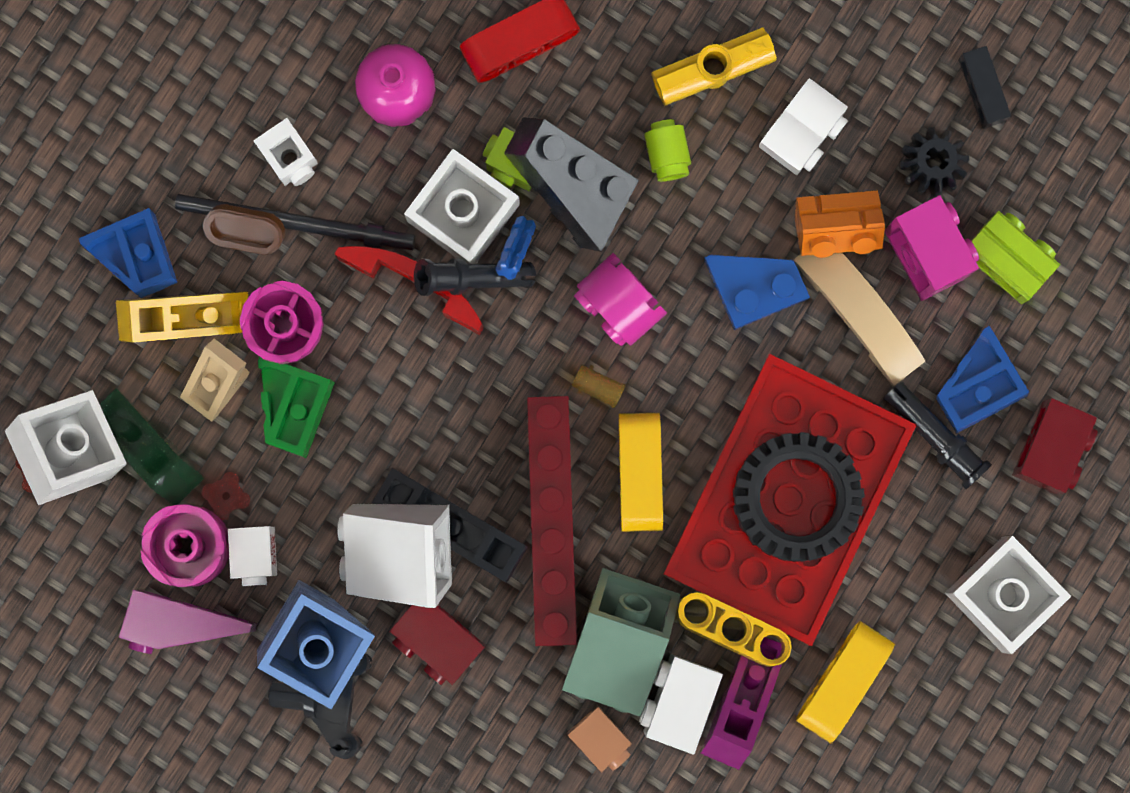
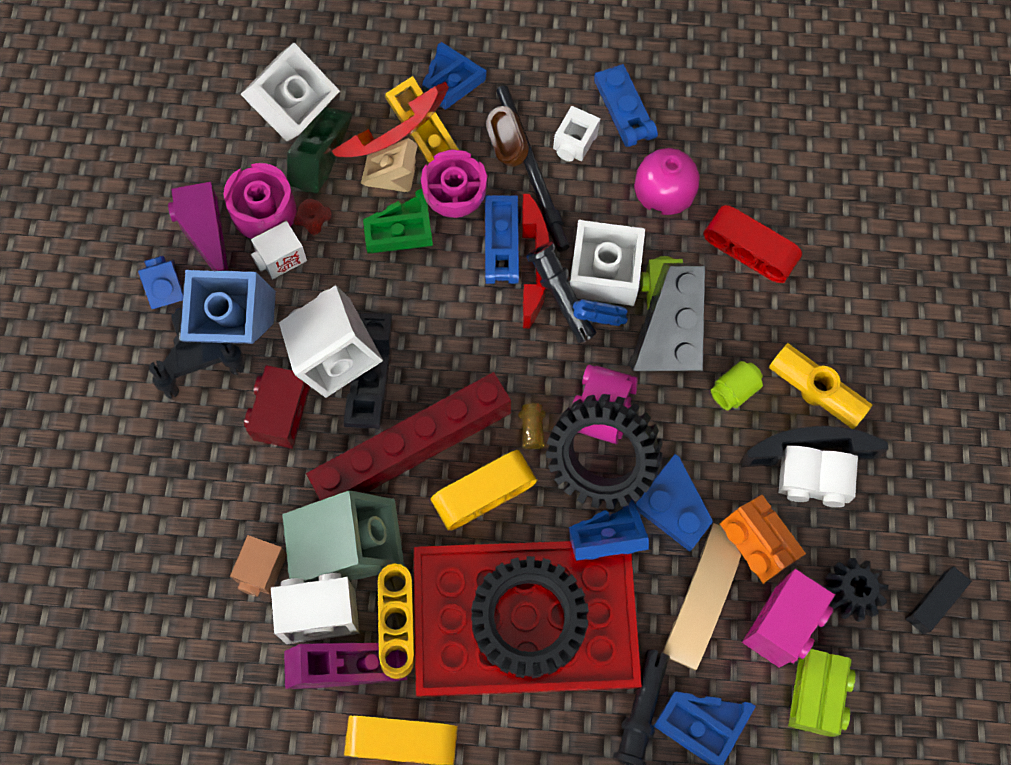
camera: 60 degrees right, 15 degrees down
(174, 396) = (423, 108): none -> slope
(220, 698) = (161, 282): none -> blue bracket
(273, 75) = (625, 105): none -> blue plate
(367, 303) = (501, 238): none -> blue plate
(650, 307) = (621, 418): none -> black tyre
(756, 371) = (609, 534): none -> blue wing
(790, 72) = (818, 437): none -> black slope

